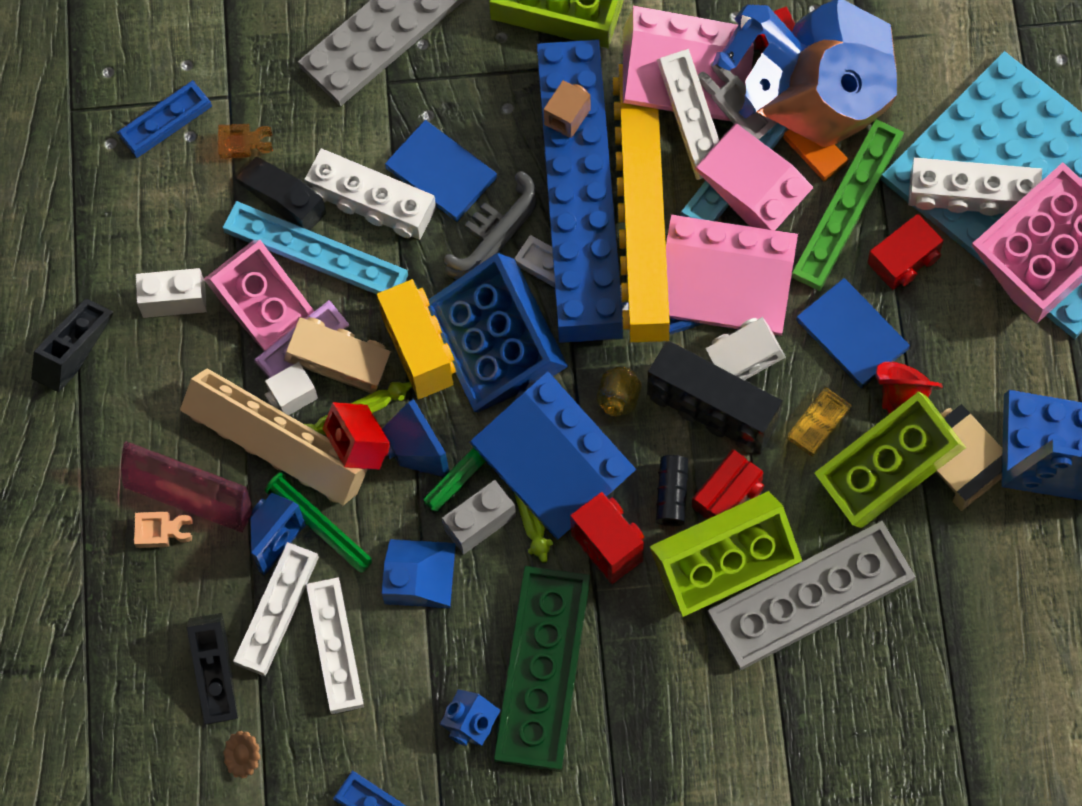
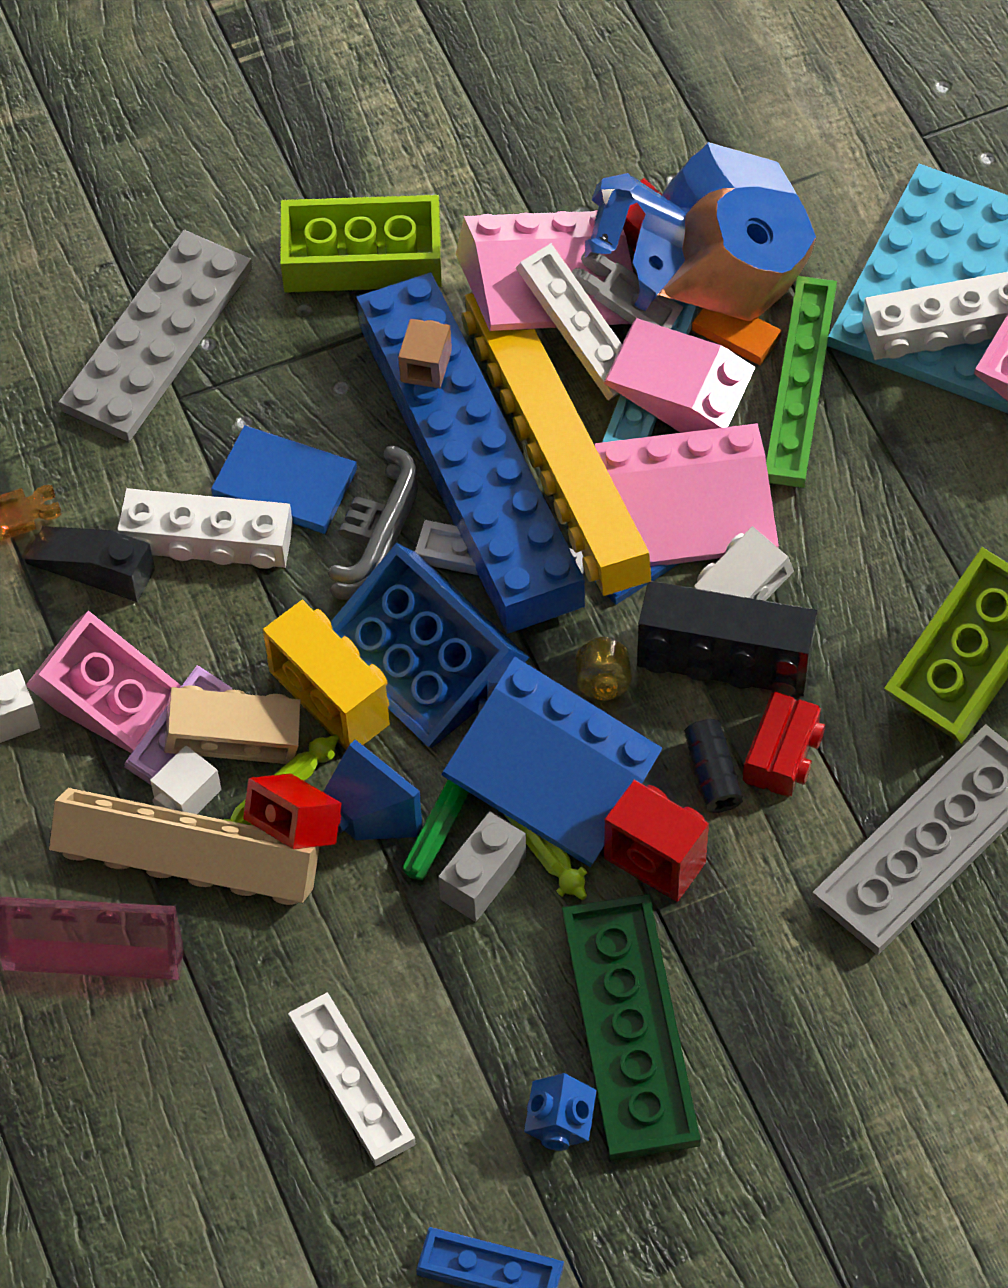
camera: 20 degrees left, 10 degrees down
(155, 529) = (65, 1006): light nougat plate -> none
(212, 667) = (201, 1154): black slope -> none
(241, 754) = (276, 1251): medium nougat piece -> none
(272, 526) = (223, 955): blue slope -> none
(276, 609) = (258, 1058): white plate -> none
(313, 249) = (156, 612): medium azure plate -> none
(321, 524) = (277, 936): green axle -> none
(418, 573) = (429, 960): blue slope -> none
(726, 553) = (811, 815): lime brick -> none
(819, 421) = (861, 636): clear yellow tile -> none
(852, 332) = (862, 523): blue tile -> none
(901, 383) = (947, 562): red helmet -> none
(906, 252) = (892, 413): red brick -> none

